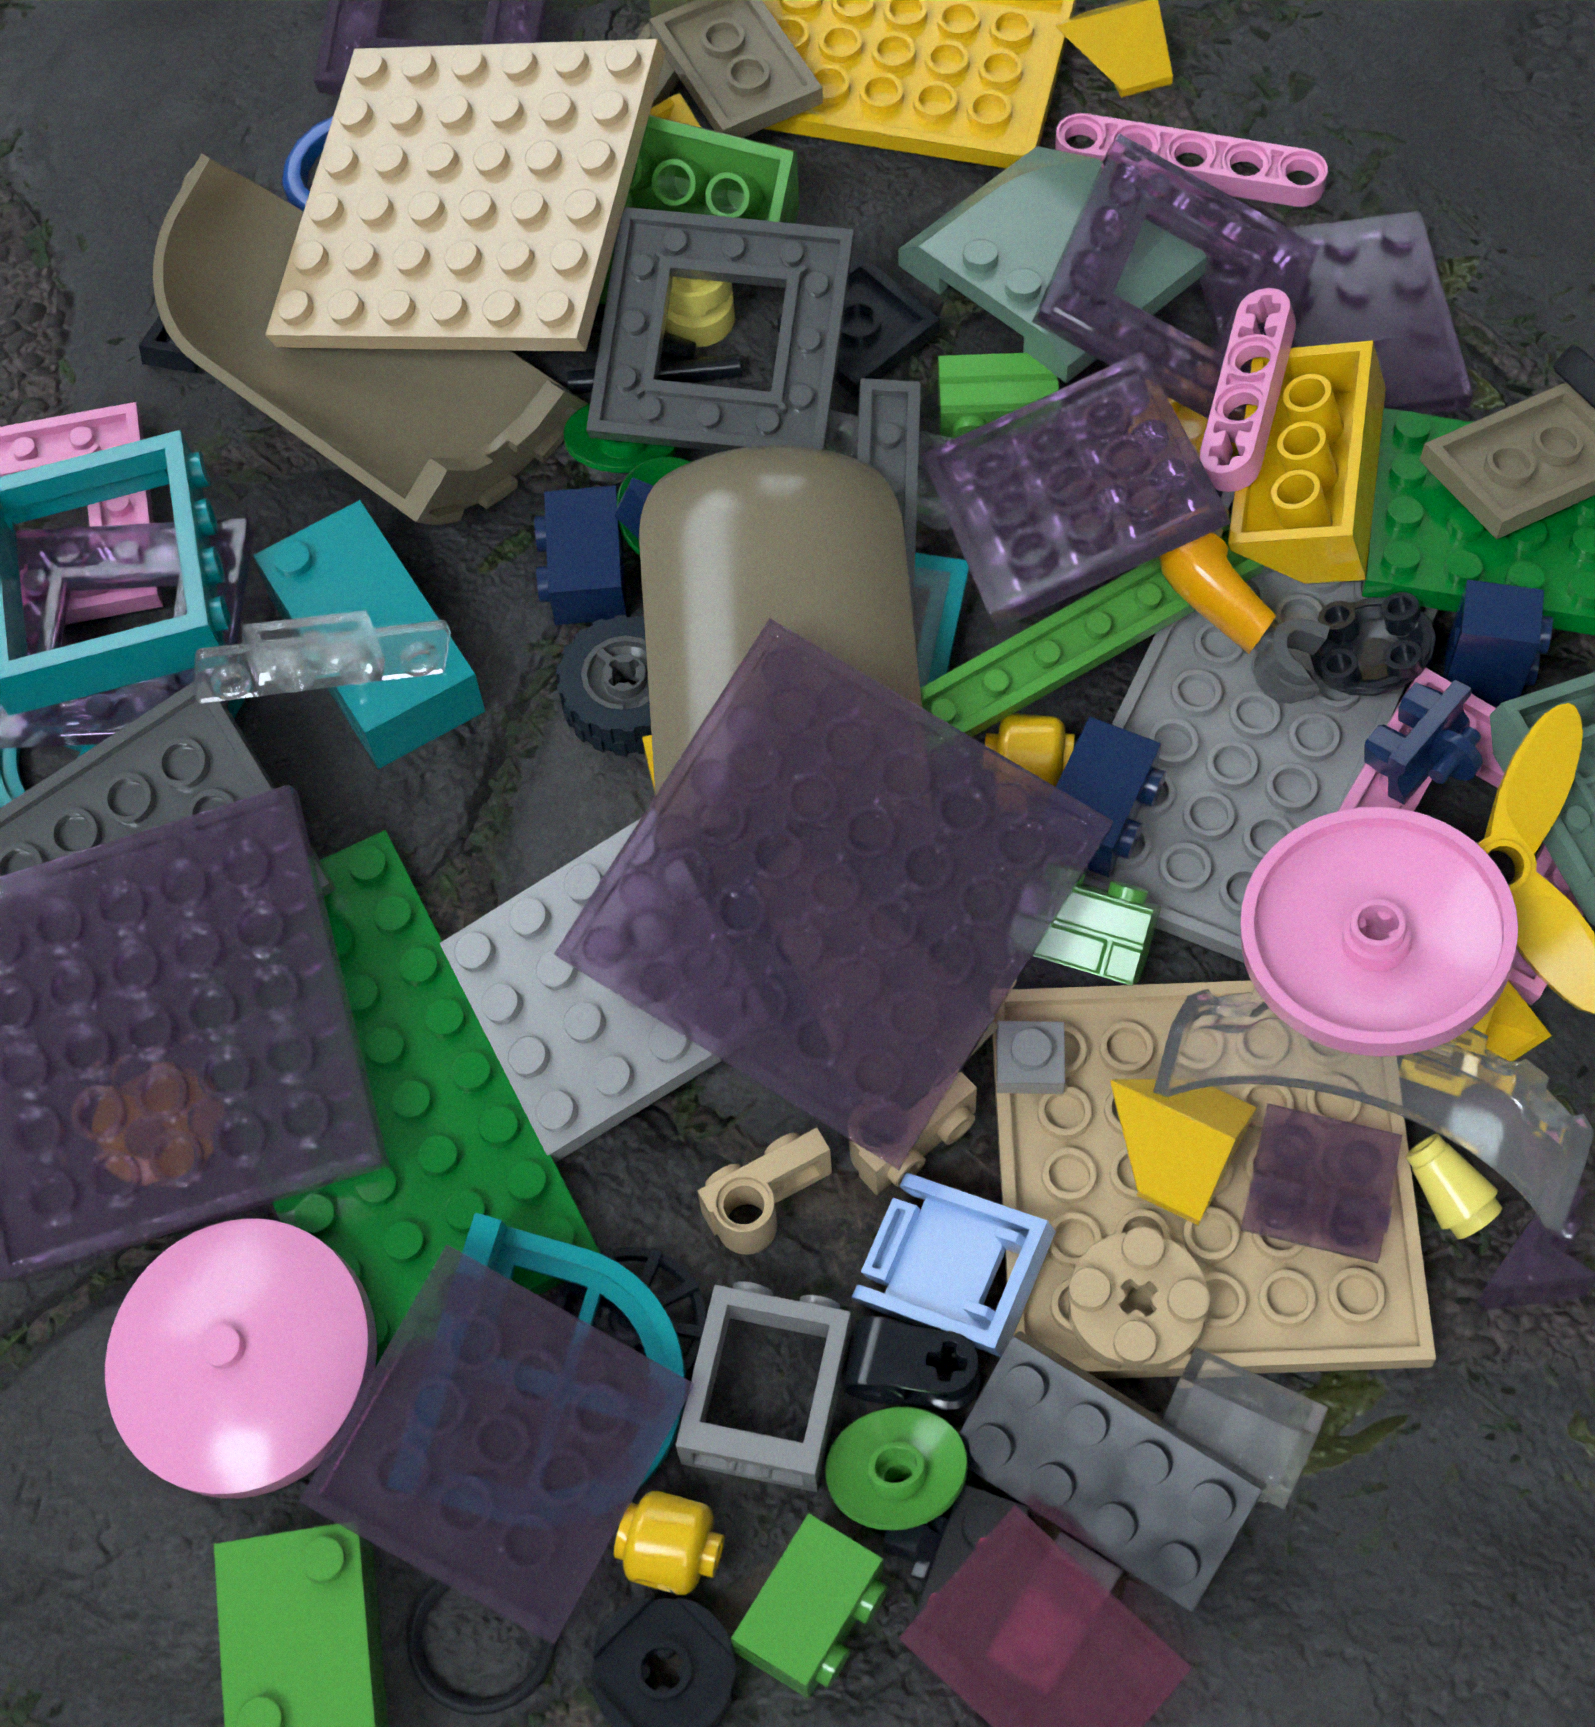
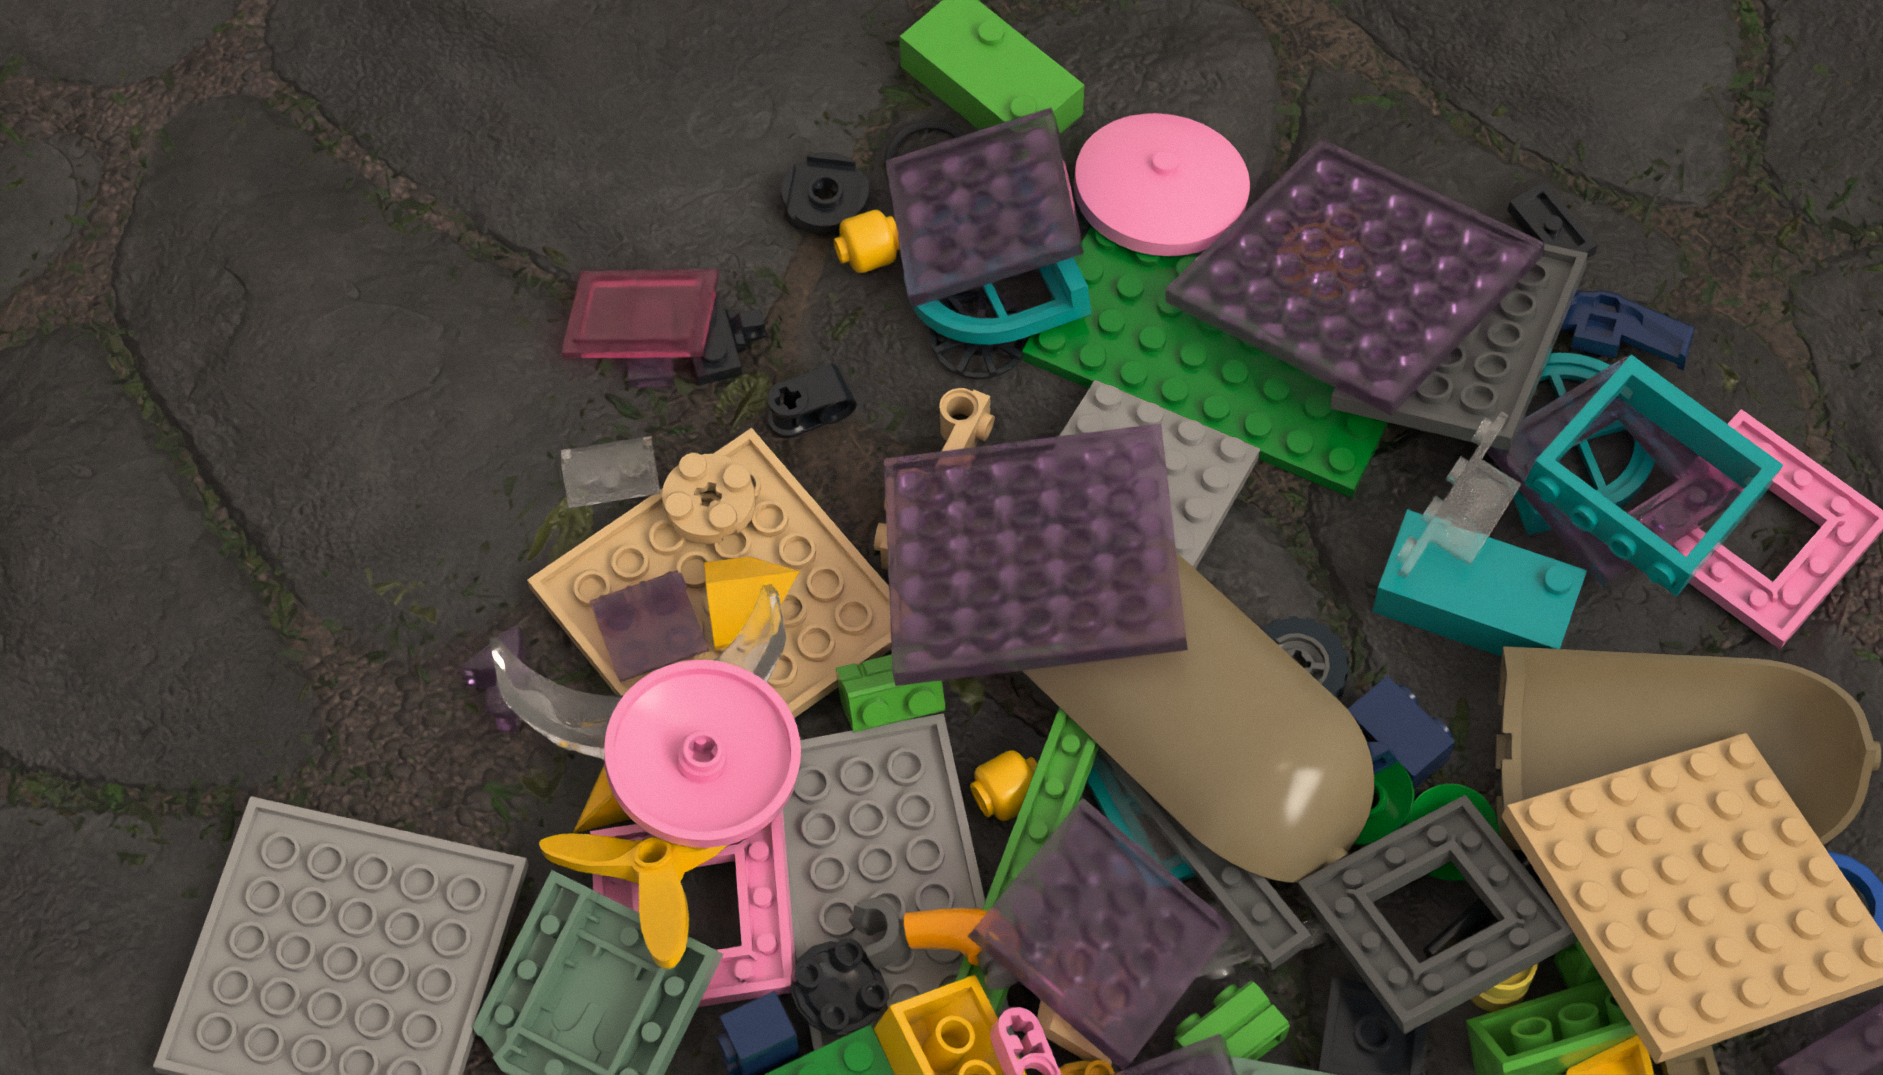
camera: 140 degrees right, 0 degrees up
(751, 1453) = (863, 307): light grey window -> none
(810, 1608) = (774, 261): bright green brick -> none
(891, 1447) = (779, 325): bright green dish -> none
(946, 1260) = (834, 460): light blue container -> none
(1030, 1057) = (863, 590): light grey plate -> none
(1108, 1470) = (668, 409): black plate -> none
(1114, 776) = (936, 763): dark blue brick -> none
(1436, 747) = (759, 893): dark blue hips -> none
(1453, 1187) = (577, 675): light yellow cone -> none

